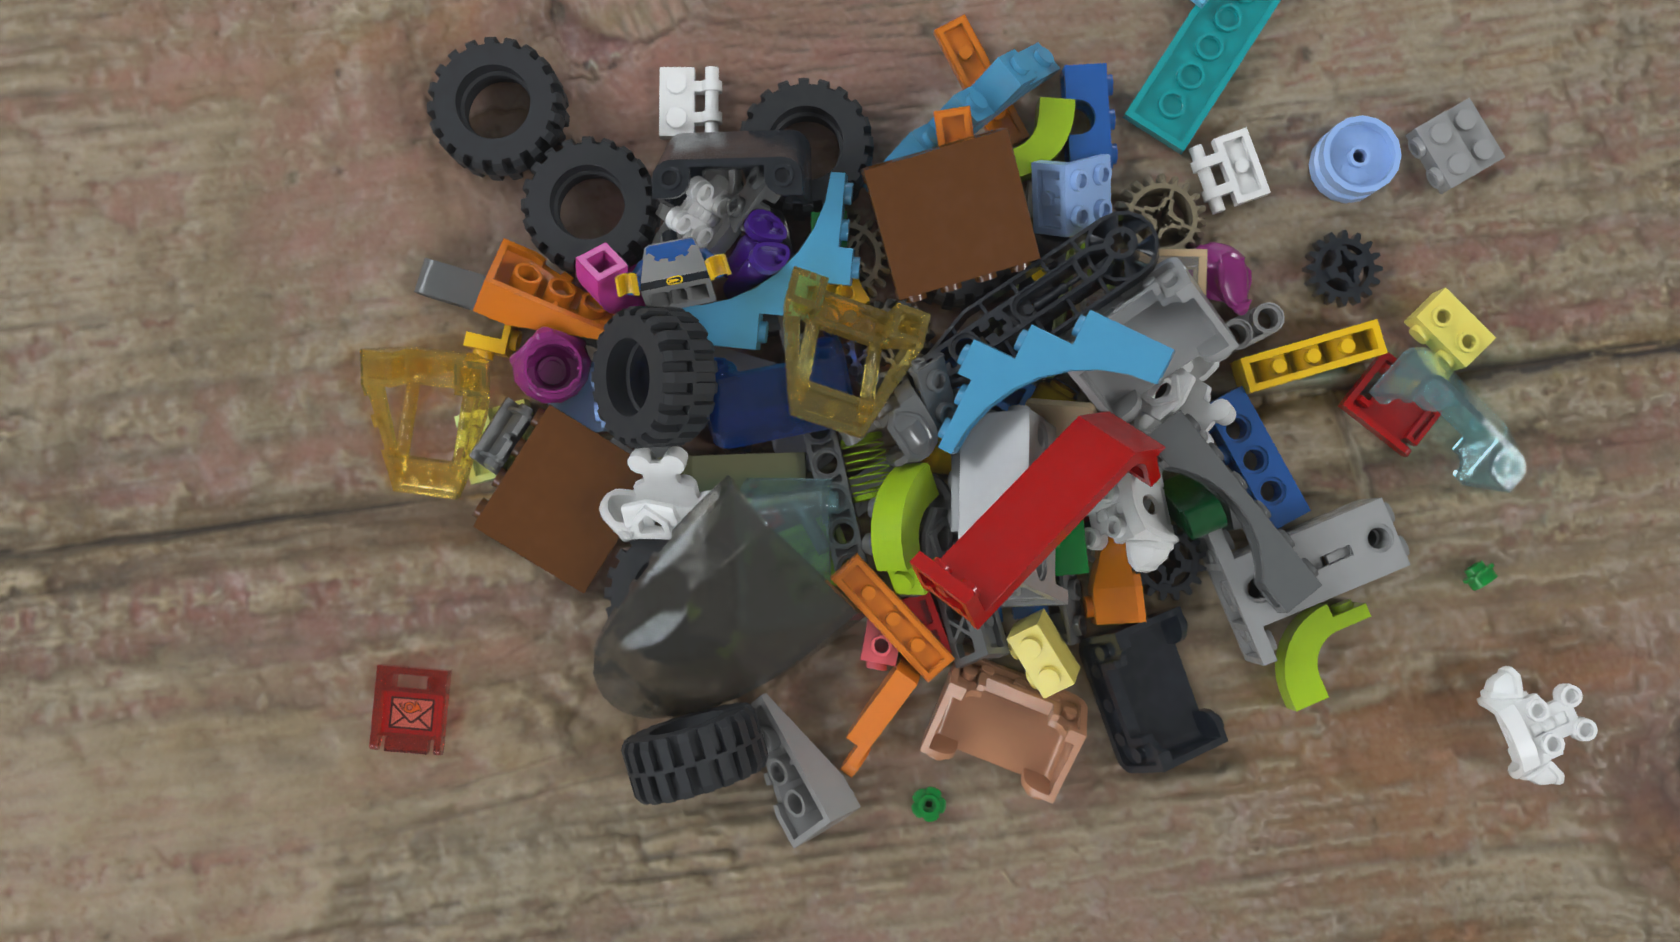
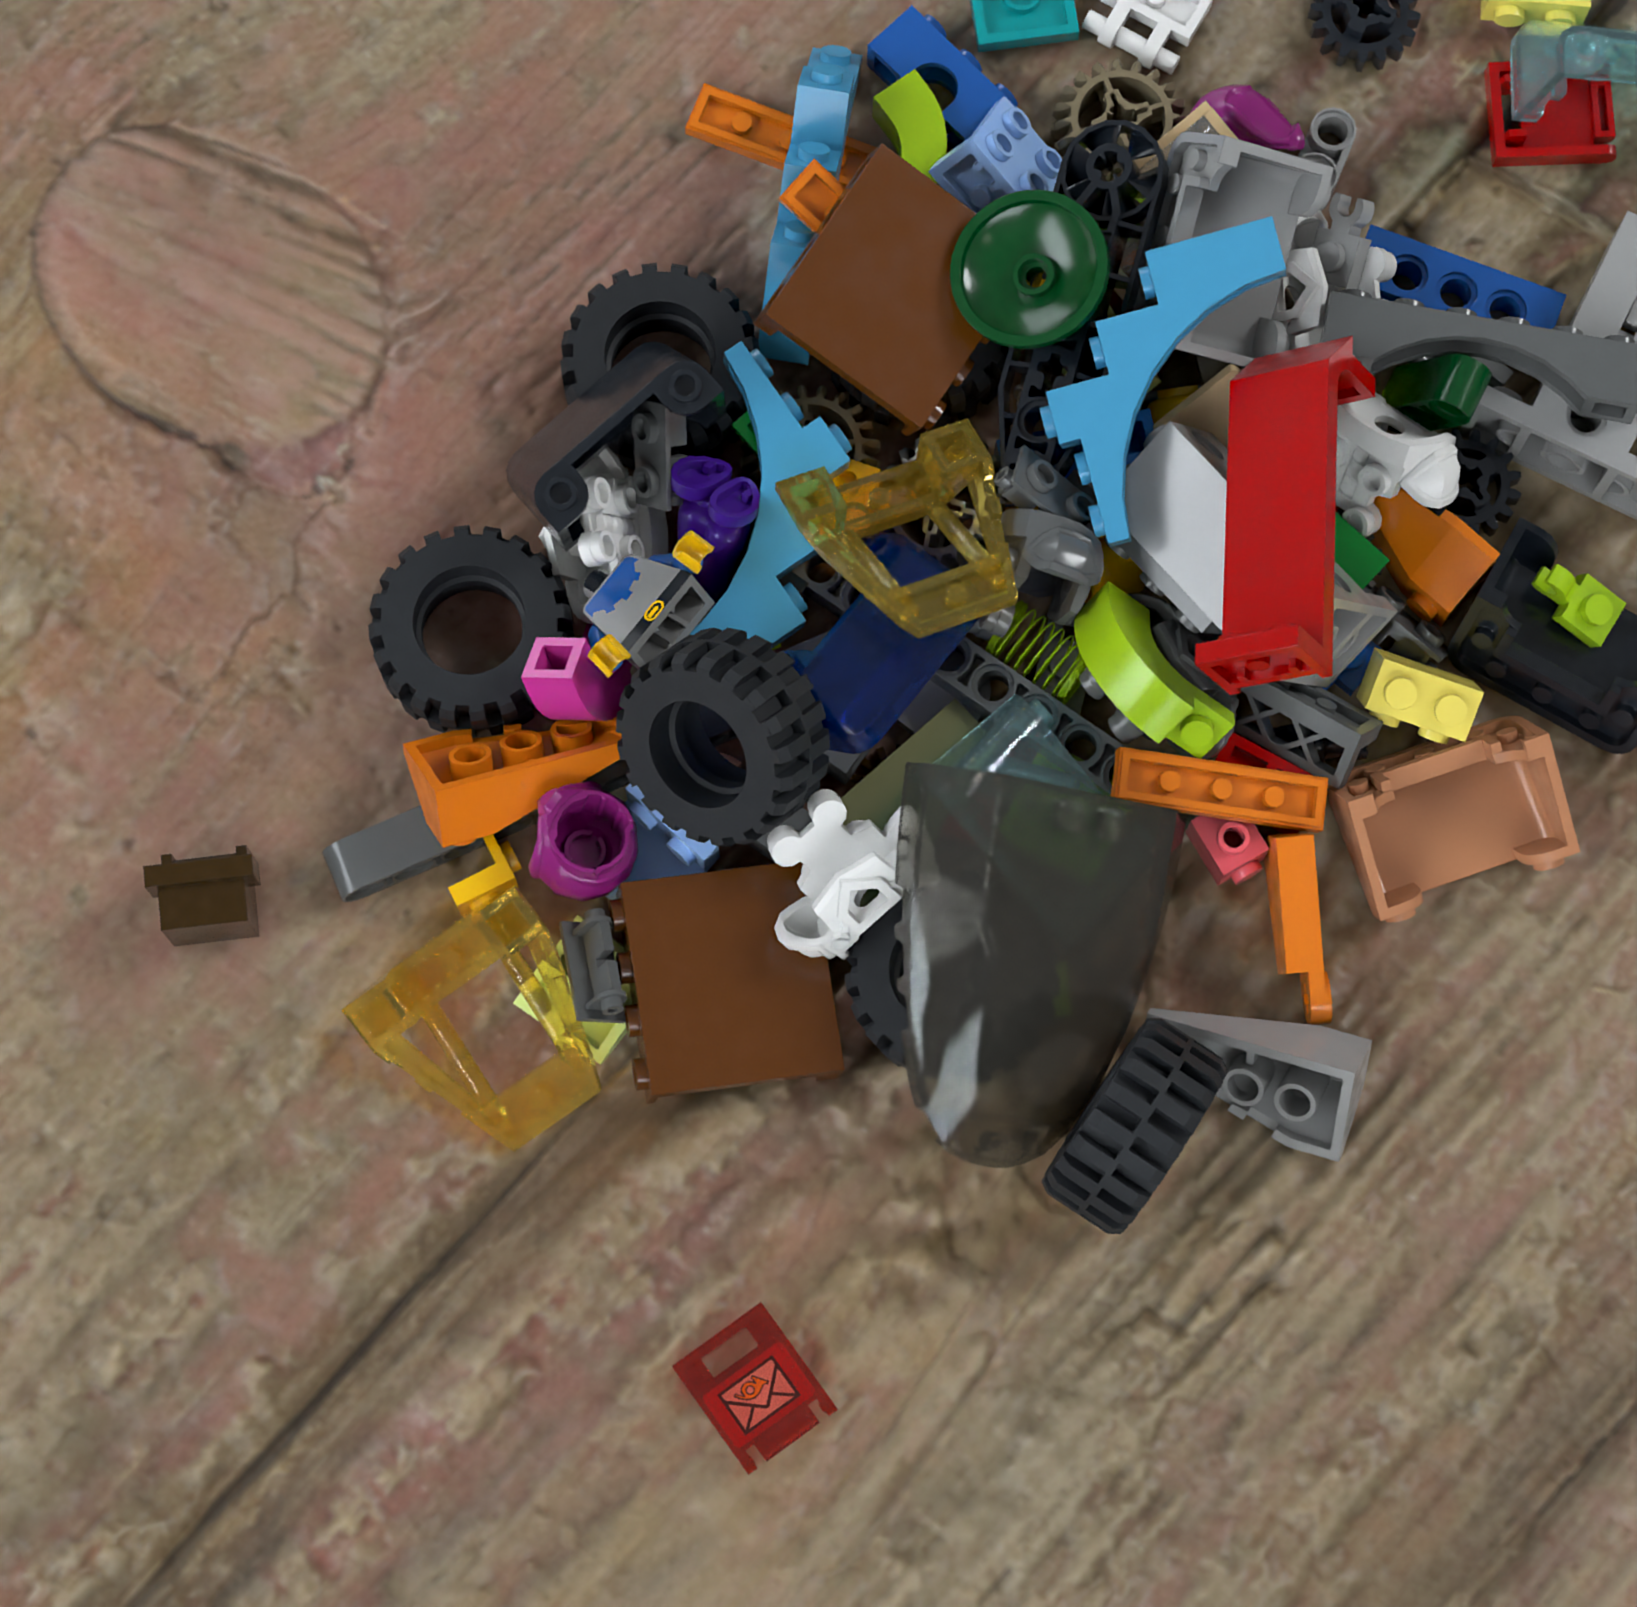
camera: 40 degrees left, 10 degrees down
(346, 230) = (206, 897): none -> dark brown plate
(467, 77) = (247, 547): black tyre -> none
(677, 101) = (461, 438): white plate -> none
(923, 795) = (1433, 989): green plate -> none
(1023, 242) = (1011, 244): none -> dark green dish
(1172, 678) = (1584, 603): none -> lime plate
(1212, 386) = (1341, 247): none -> light grey plate
(1309, 357) = (1419, 129): yellow brick -> none

